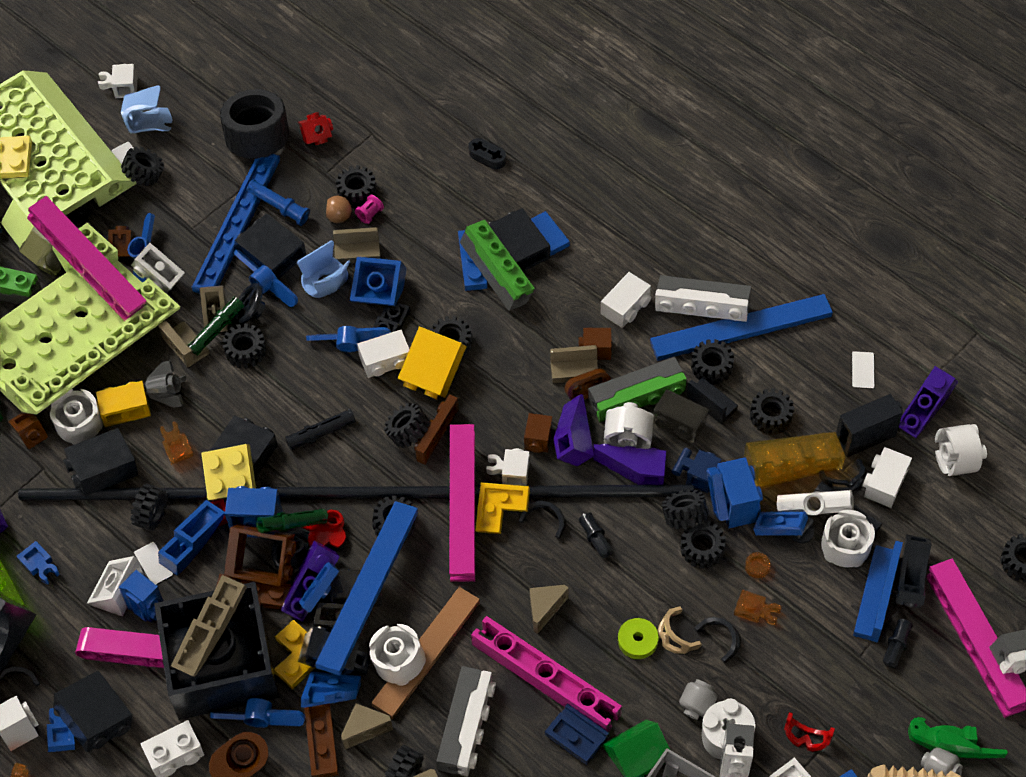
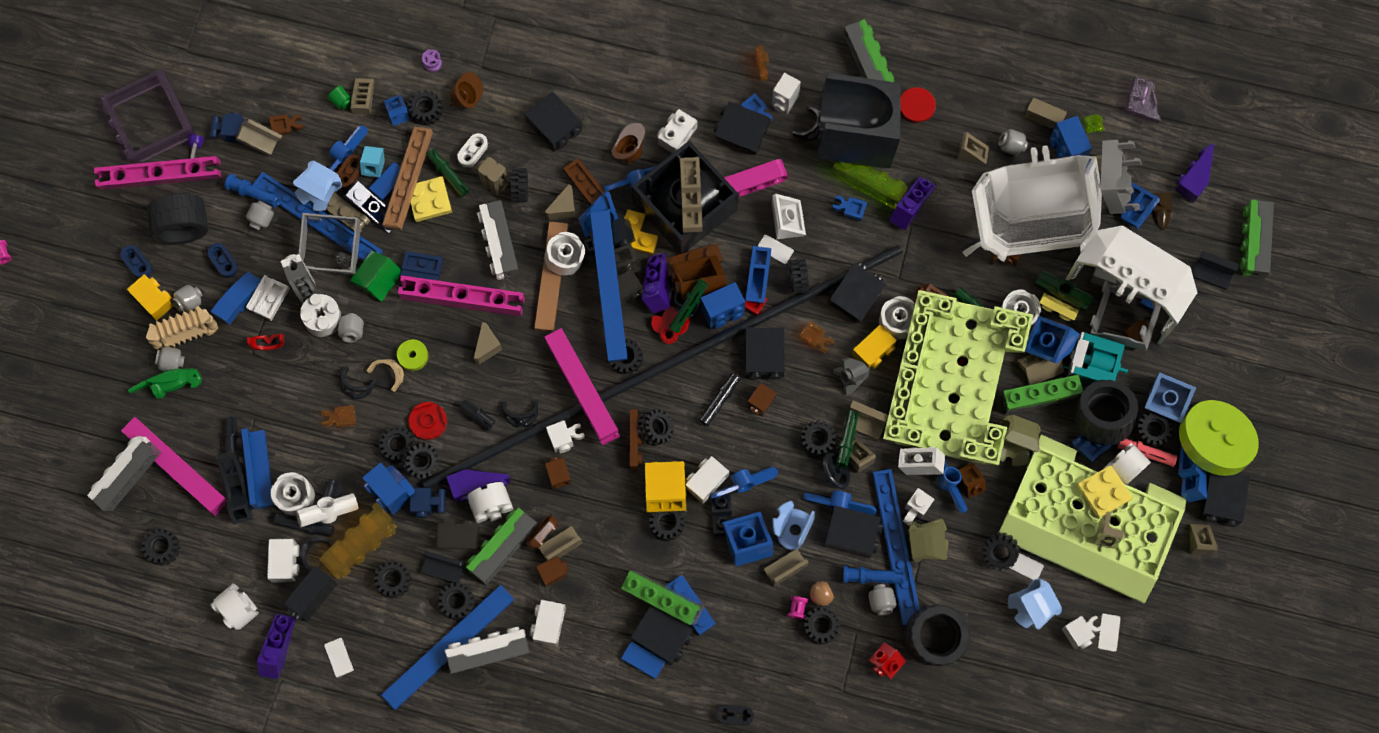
camera: 150 degrees right, 15 degrees up
(34, 112) = (1108, 536): none -> dark tan panel
(85, 258) = (971, 425): dark pink piece -> none
(90, 80) = (1109, 634): none -> white sticker
(140, 596) = (758, 211): blue window -> none
(190, 240) = (917, 506): none -> white brick
(206, 203) = (928, 540): none -> olive piece
(227, 469) = (758, 324): light yellow plate -> none
(277, 406) = (761, 400): none -> reddish brown brick
(284, 178) = (882, 600): none -> light grey head
(319, 587) = (642, 269): blue plate -> none
(496, 499) = (558, 402): yellow plate -> none
(573, 434) = (531, 482): dark purple slope -> none
(655, 557) = (427, 421): none -> red tile
(757, 565) = (352, 450): clear orange tile -> none
(780, 523) = (345, 484): blue plate -> none

